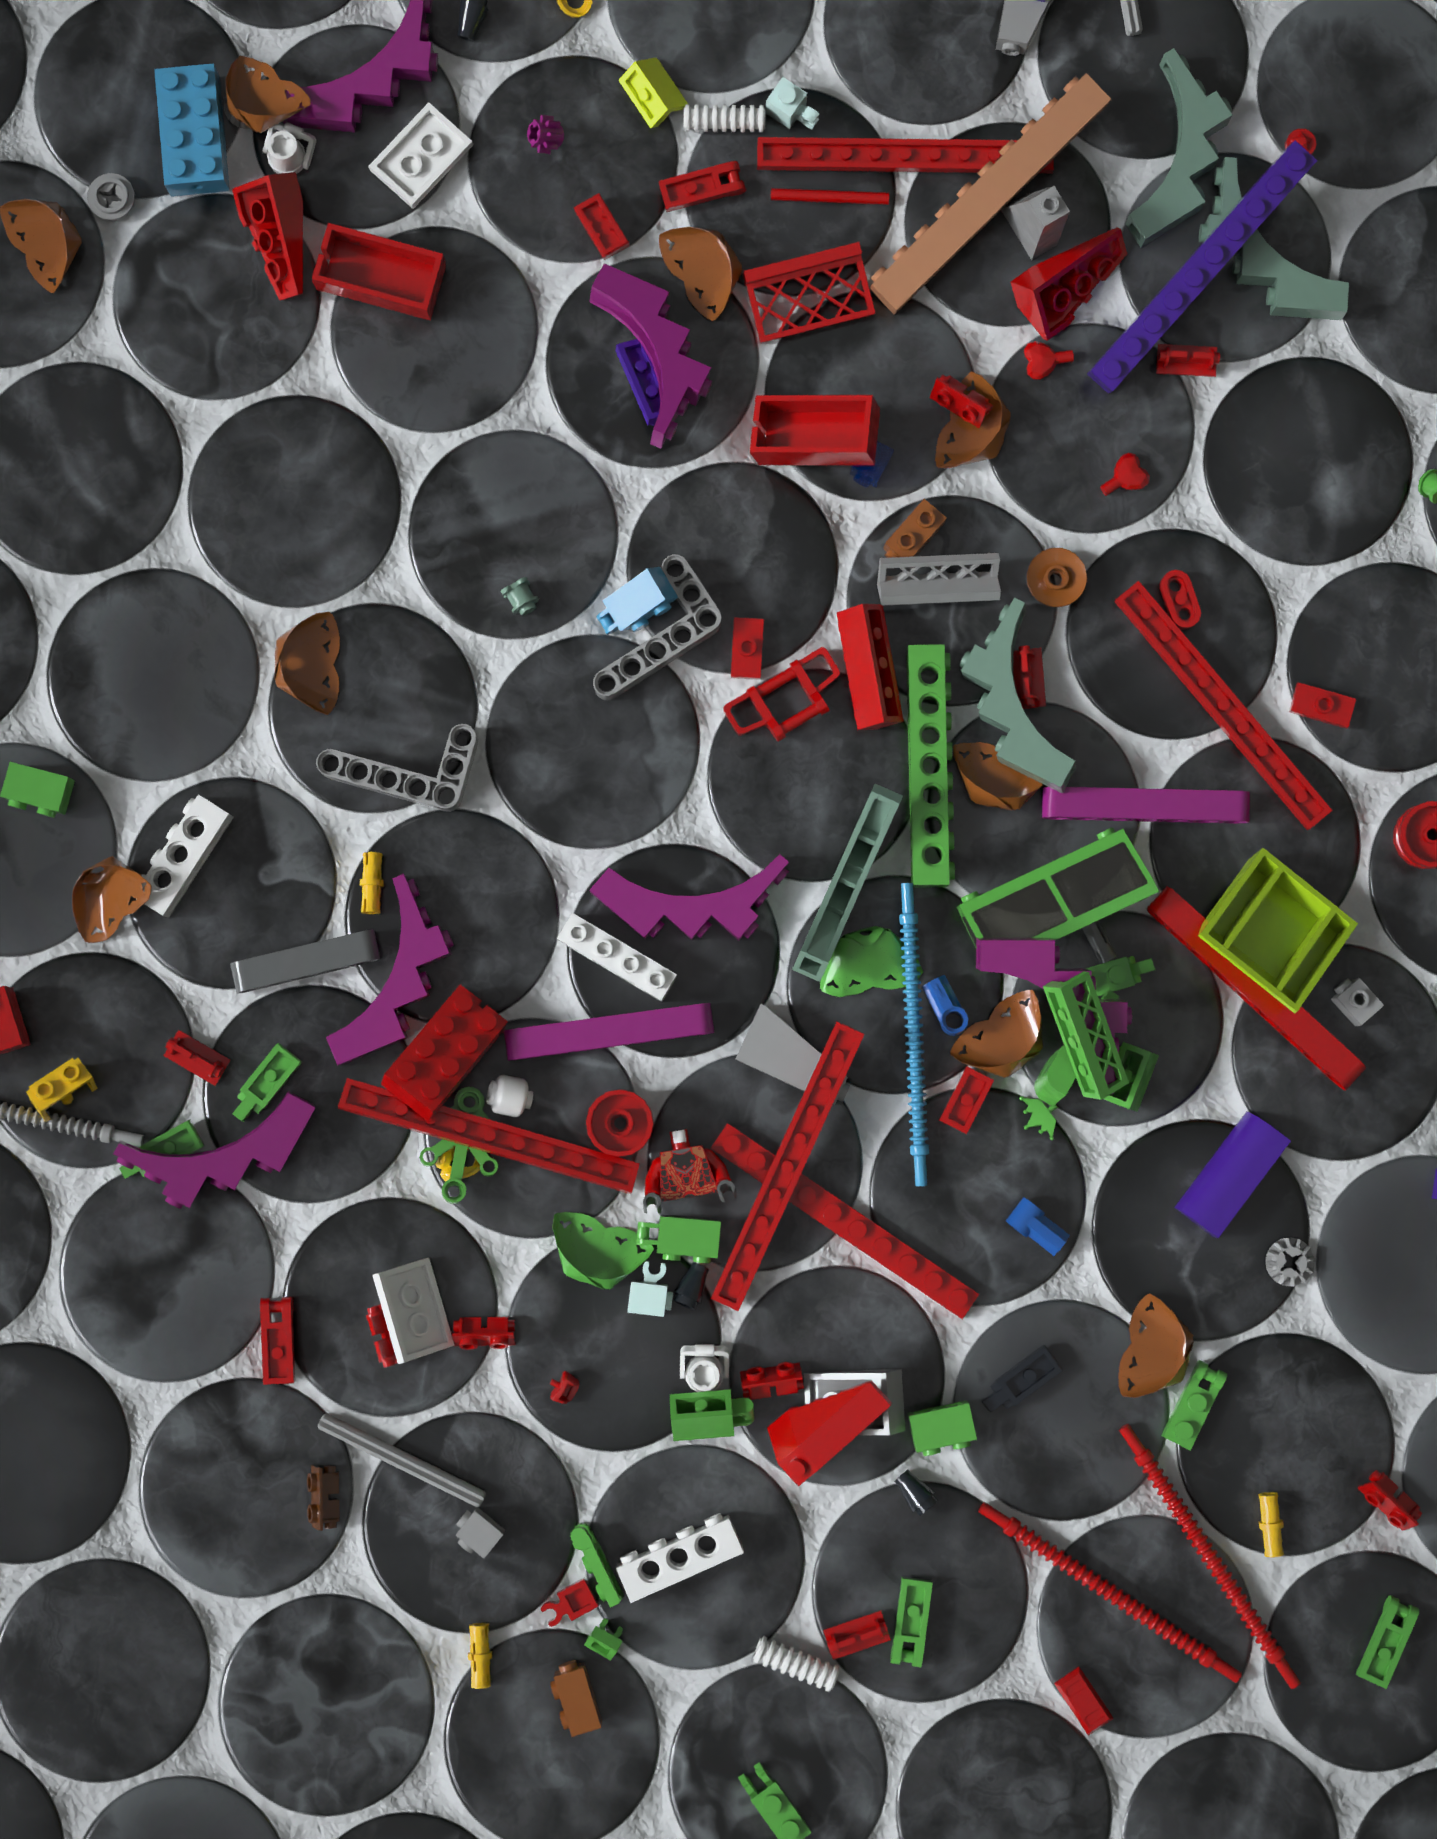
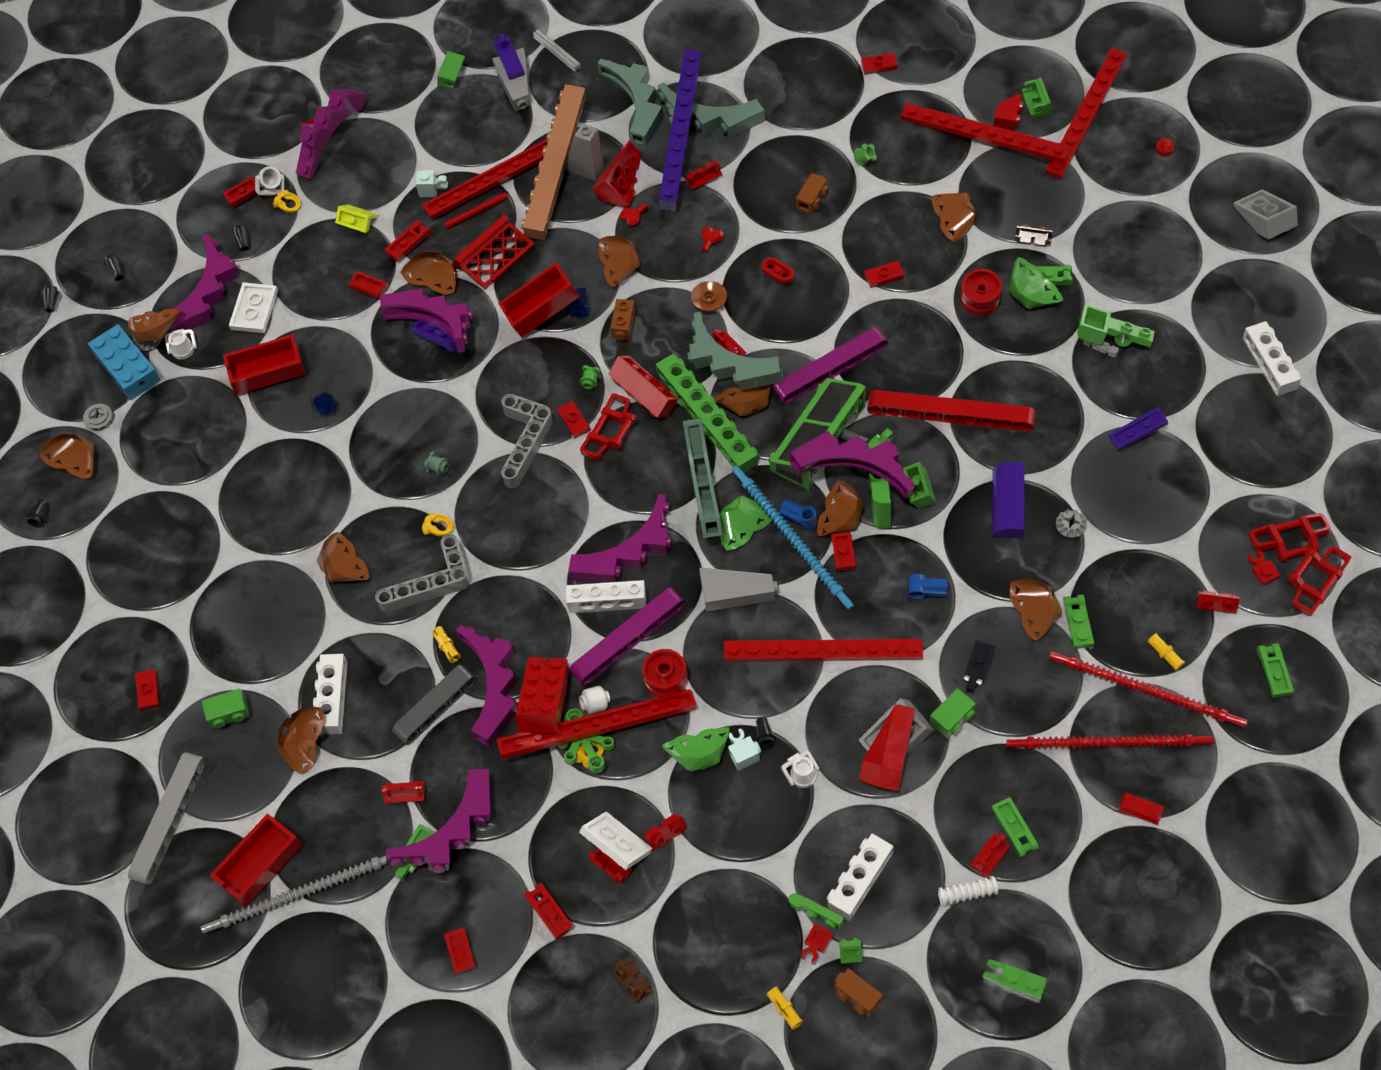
camera: 25 degrees left, 25 degrees down
(59, 1086) = (329, 850): yellow window -> none
(140, 1320) = (459, 951): none -> red plate
(266, 1081) = (452, 779): bright green hinge -> none
(275, 217) = (193, 376): red wedge -> none
(401, 1460) = (664, 930): light grey axle -> none
(427, 393) = (325, 403): none -> clear blue gear
(451, 690) = (428, 528): none -> yellow piece
(478, 1532) = (736, 938): light grey brick -> none
(545, 134) = (312, 262): magenta gear -> none
(565, 1388) = (731, 830): red piece -> none
(637, 601) = (500, 428): brick -> none
(683, 1237) = (740, 710): bright green brick -> none
(685, 1173) = (720, 676): torso -> none
(708, 1414) = (820, 789): bright green brick -> none
(724, 118) = (400, 207): white piece -> none
(758, 1380) = (837, 757): red hinge -> none
(787, 1165) = (771, 637): red plate -> none
(809, 599) = (590, 377): none -> bright green brick
(916, 1493) = (966, 758): black cone -> none
(937, 584) = (653, 333): light grey fence -> none
(950, 394) = (604, 252): red hinge -> none
(1040, 1116) = (887, 536): bright green piece -> none
(1077, 1040) = (876, 467): bright green fence -> none
(1223, 705) = (835, 301): red plate -> none
(1277, 929) = (938, 370): lime slope -> none
(1317, 501) = (812, 194): none -> dark orange brick
(1356, 1001) = (1005, 385): light grey brick -> none

